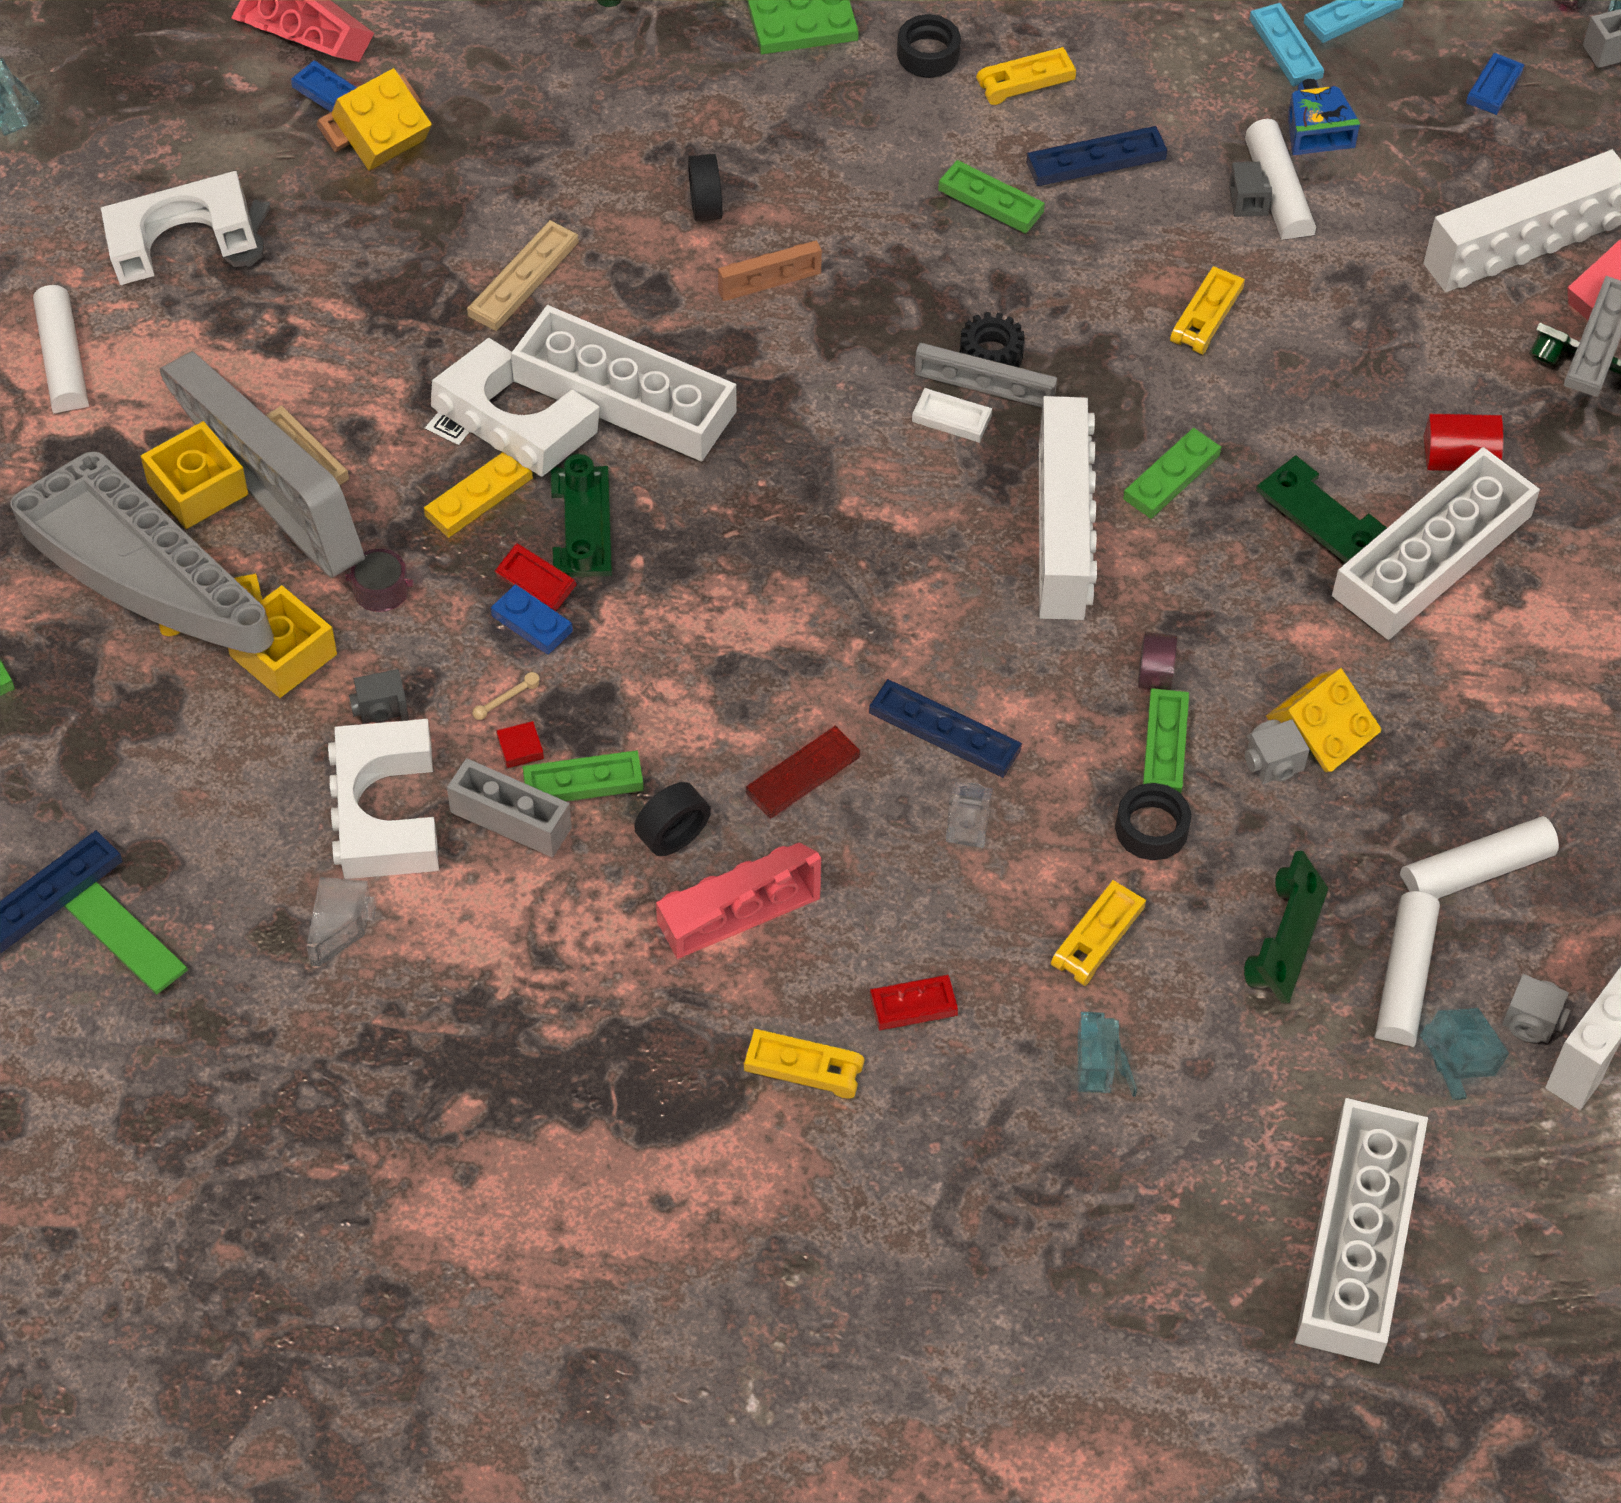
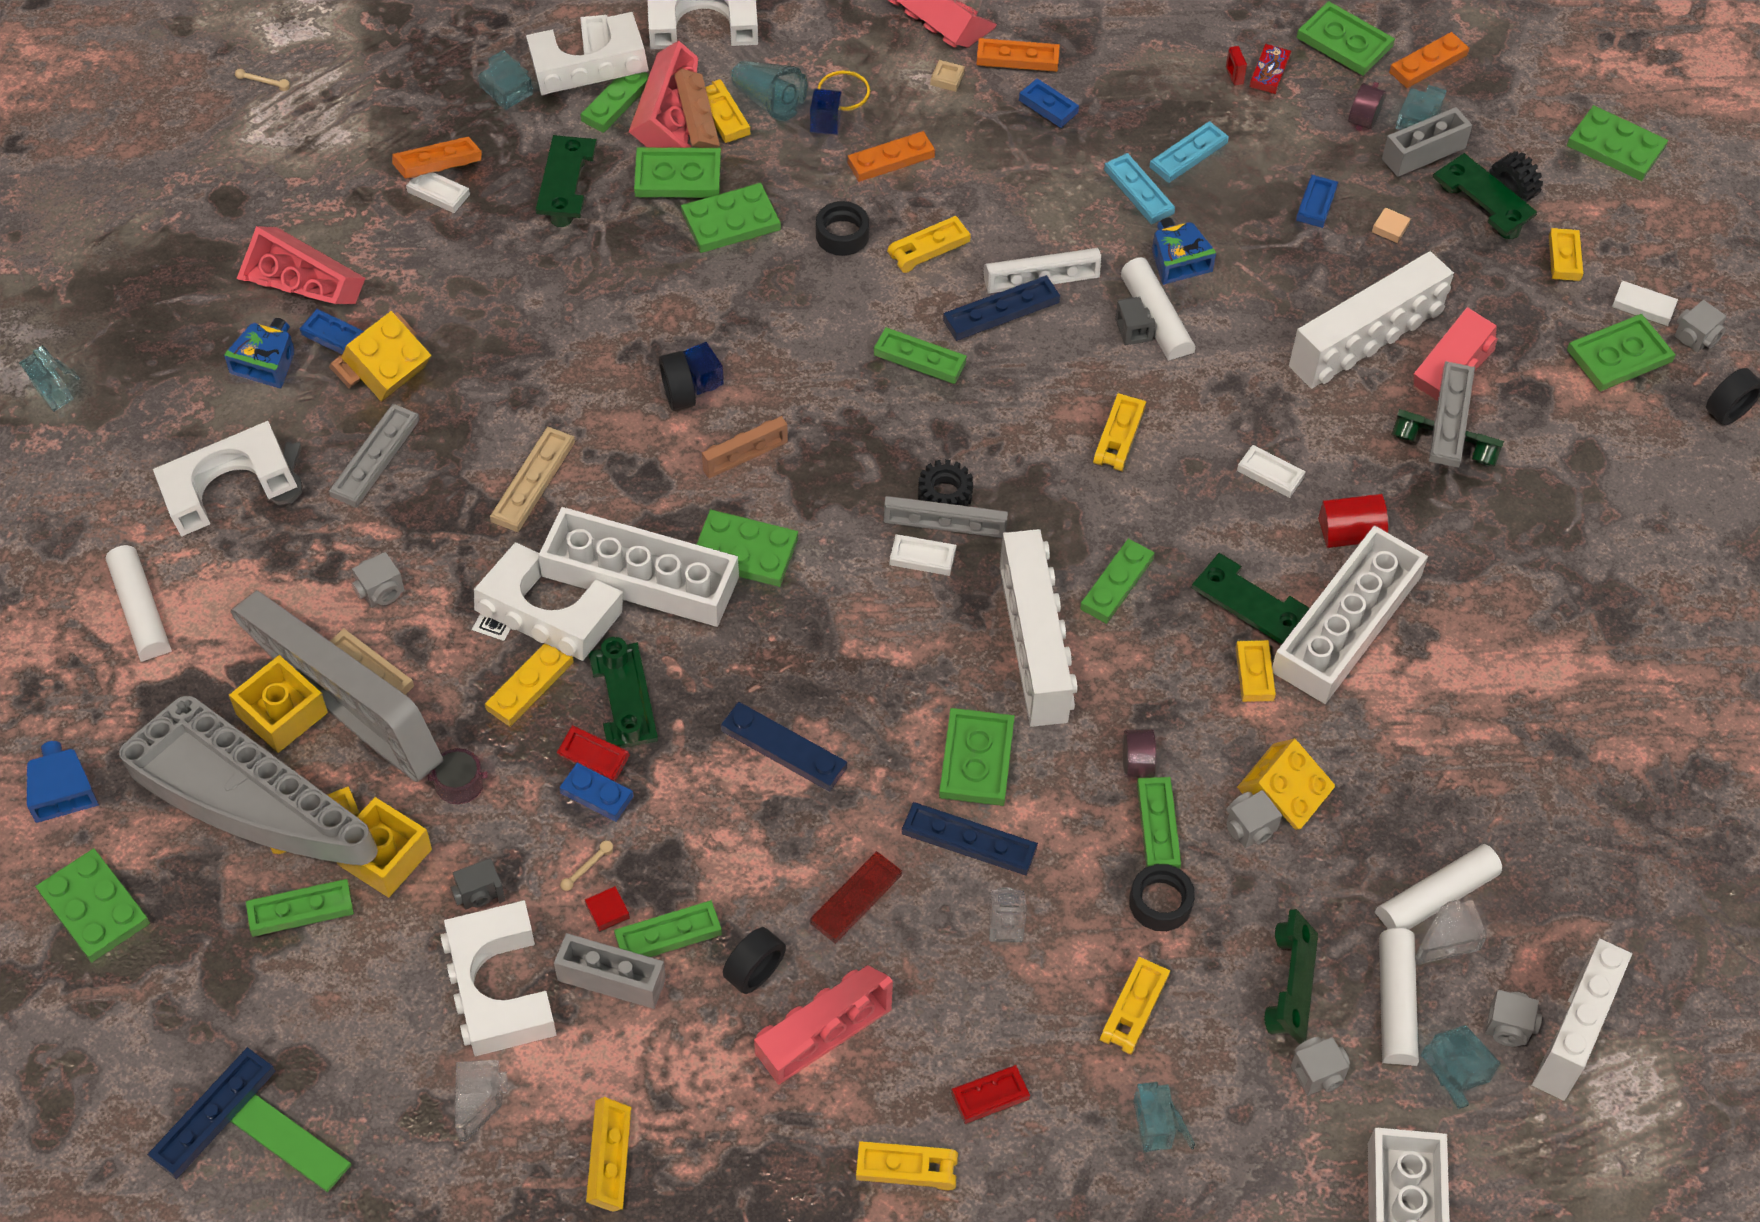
camera: 10 degrees left, 0 degrees up
(179, 694) = (299, 907): none -> bright green plate
(244, 101) = (262, 353): none -> blue torso
(328, 360) = (377, 580): none -> light grey brick
(350, 227) = (374, 455): none -> light grey tile
(472, 1001) = (608, 1154): none -> yellow plate
(738, 179) = (704, 368): none -> clear blue brick
(752, 600) = (784, 746): none -> dark blue plate
(765, 383) = (760, 547): none -> bright green plate
(970, 640) = (977, 756): none -> bright green plate
(1171, 119) = (1058, 267): none -> white brick
(1299, 1026) = (1320, 1065): none -> light grey brick
(1312, 592) = (1255, 671): none -> yellow plate
(1377, 376) = (1271, 471): none -> white tile
(1483, 908) = (1453, 933): none -> clear slope
(1578, 121) = (1391, 225): none -> light nougat tile

